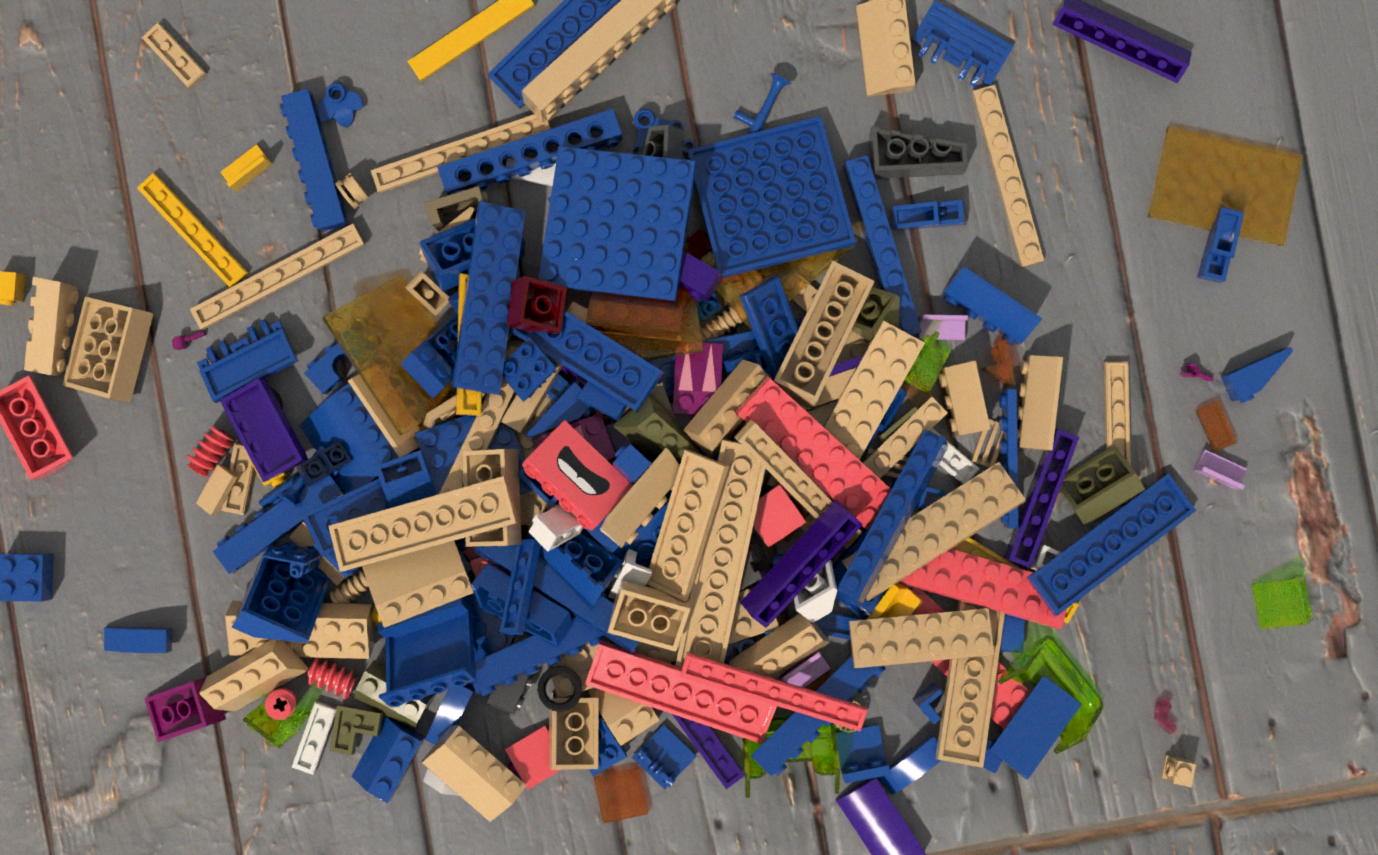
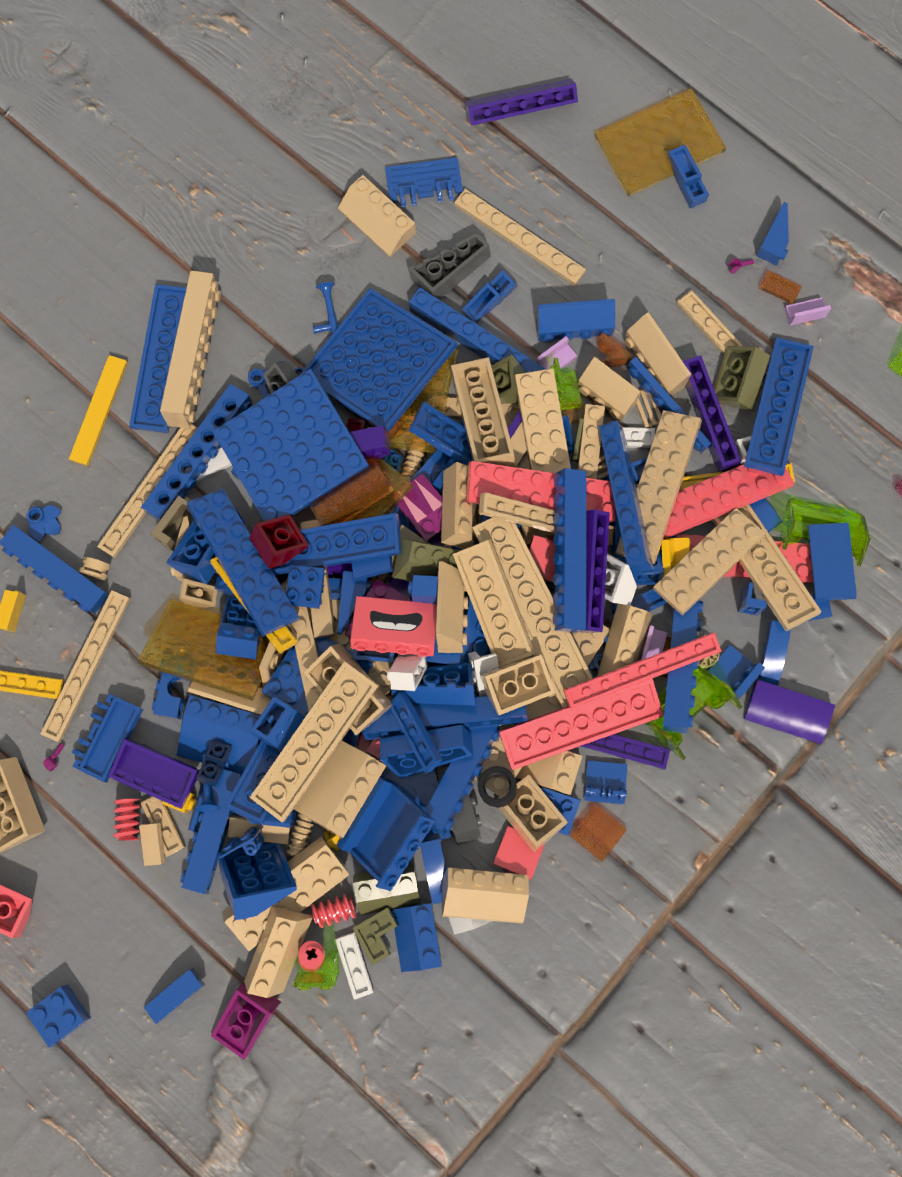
camera: 30 degrees left, 10 degrees down
(796, 531) = (570, 551): none -> blue brick

